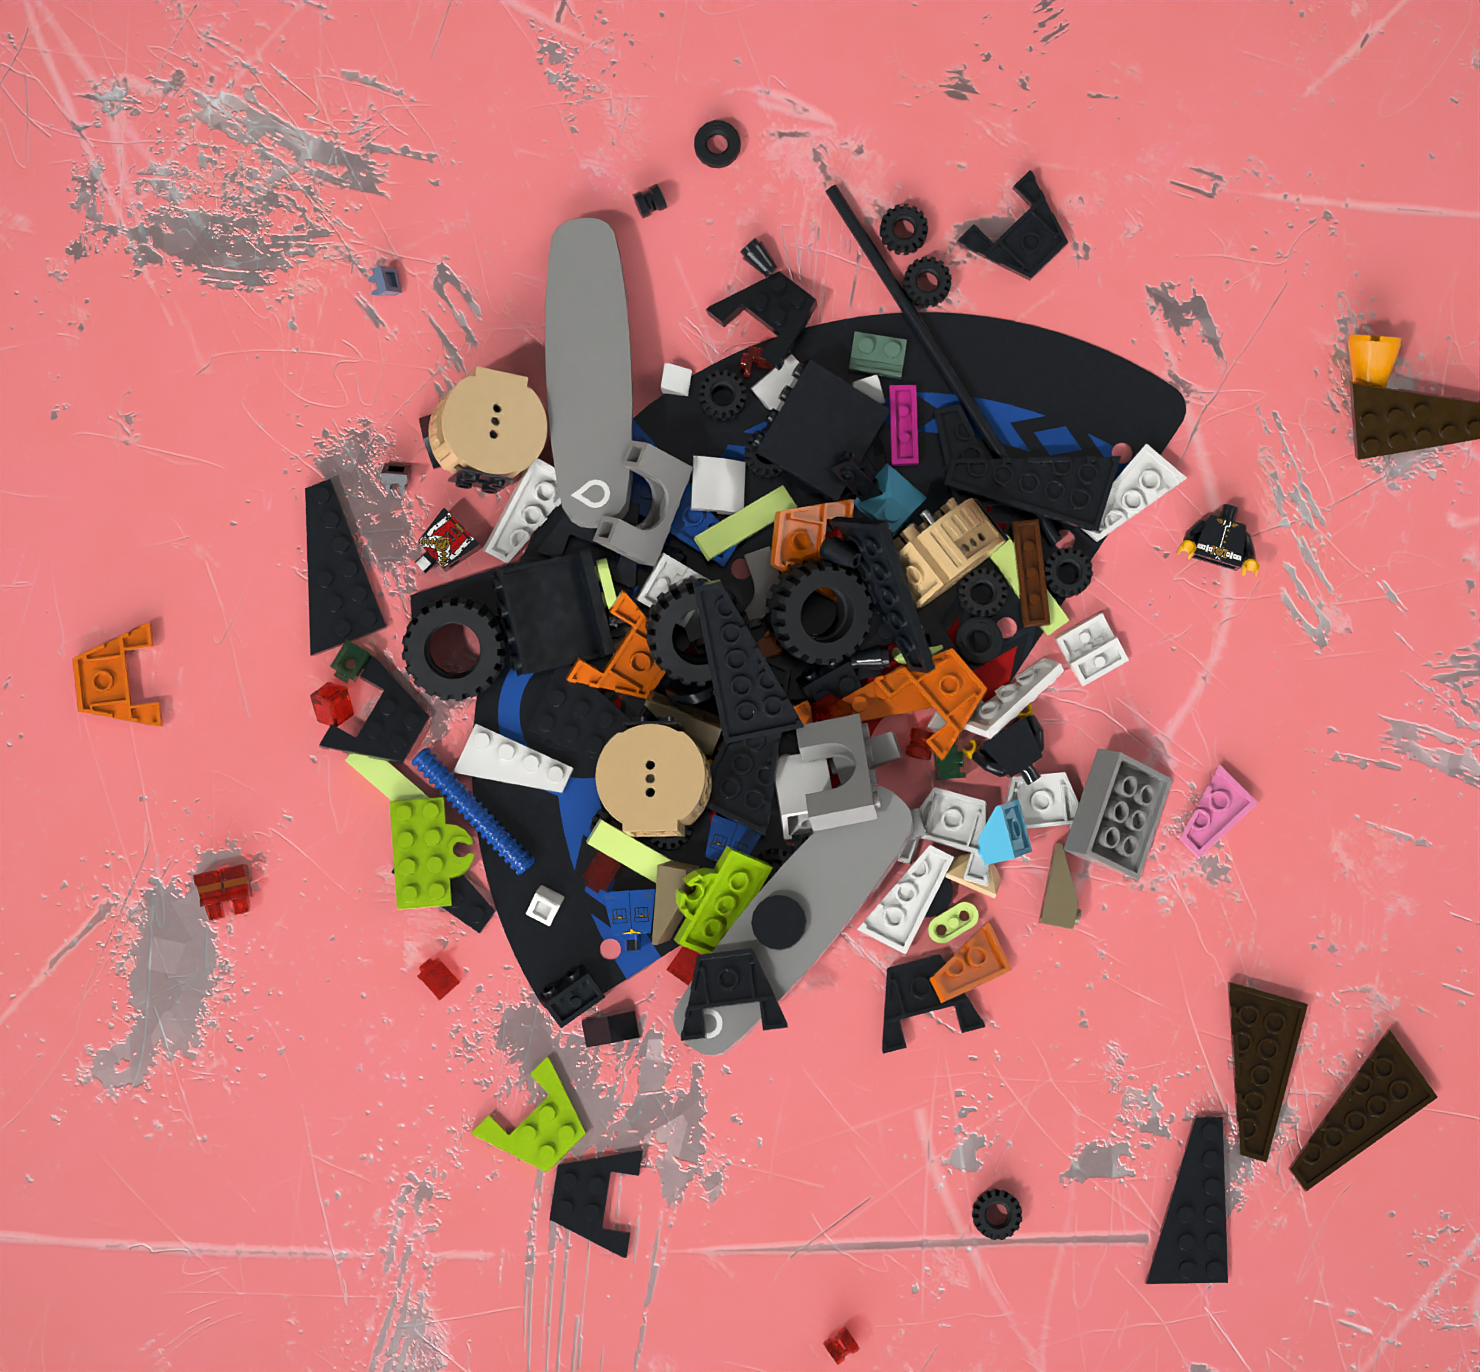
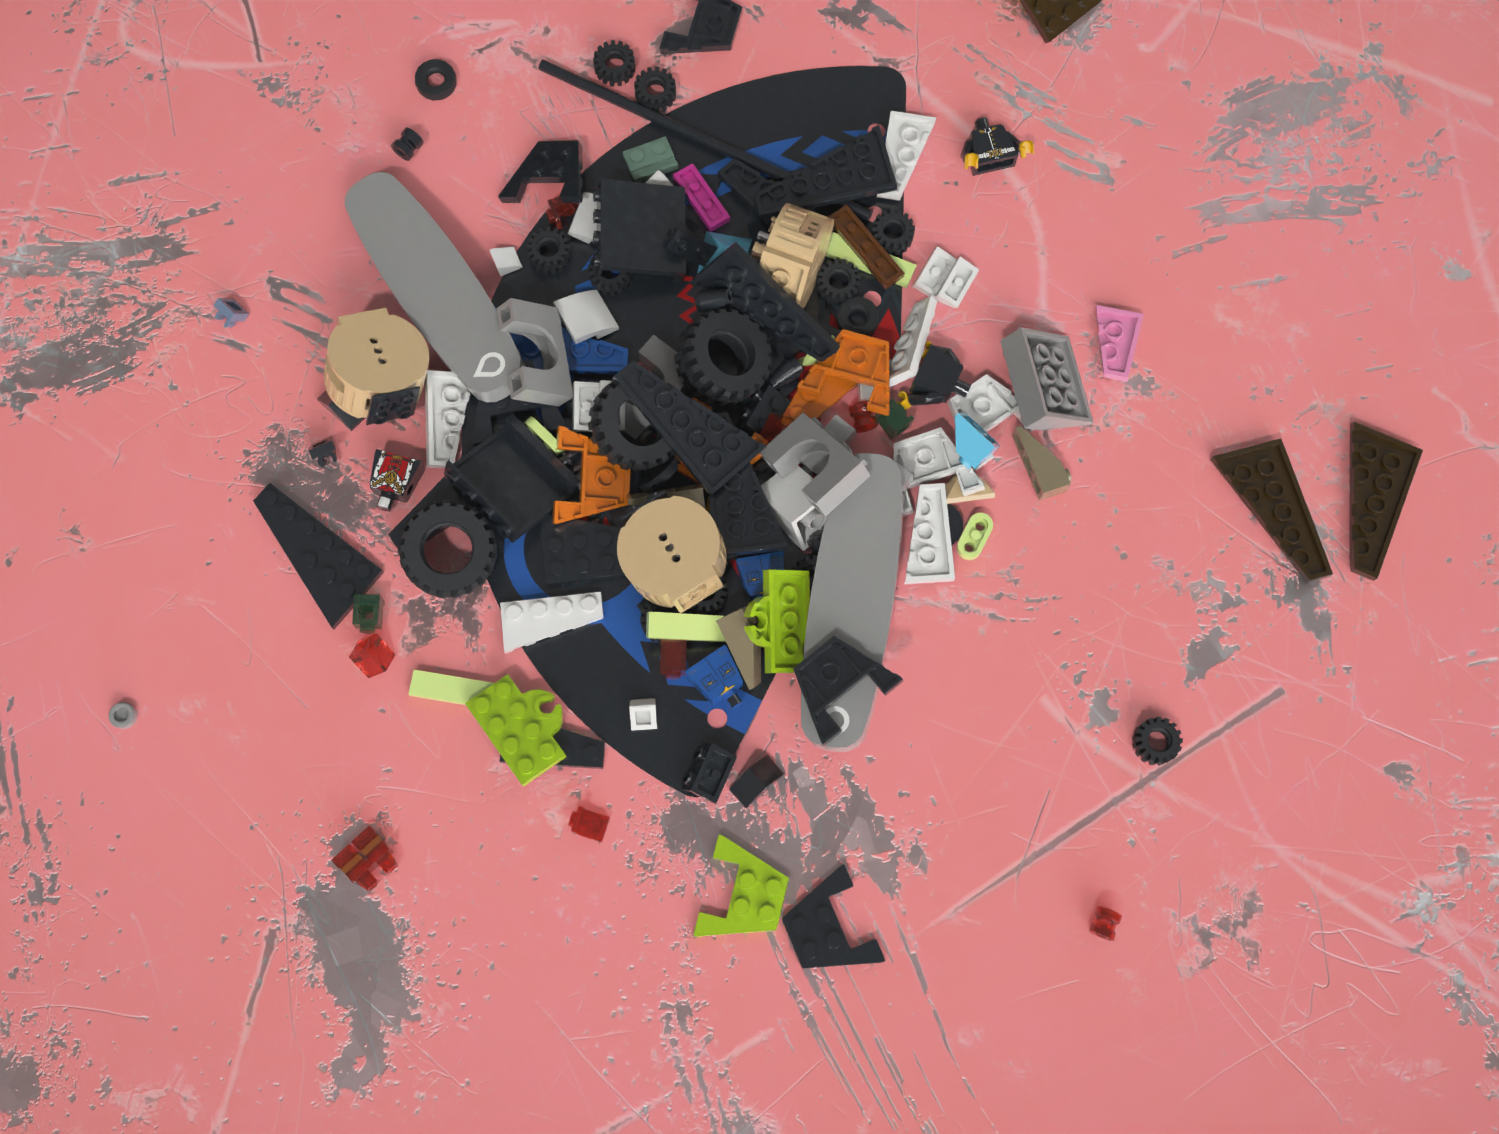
camera: 30 degrees left, 10 degrees down
(81, 626) = (122, 715): none -> light grey tile
(104, 680) = (166, 747): orange wing -> none
(390, 726) = (431, 645): black wing -> none
(473, 811) = (539, 672): blue piece -> none
(684, 965) = (786, 691): clear red panel -> none
(743, 523) = (624, 330): yellowish green tile -> none
(758, 257) = (516, 139): black cone -> none
(779, 922) = (842, 604): black tile -> none
(801, 532) = (673, 311): orange wing -> none
(912, 993) = (983, 601): black wing -> none
(971, 966) = (1011, 558): orange wing -> none
(1194, 1225) = (1309, 653): black wing -> none

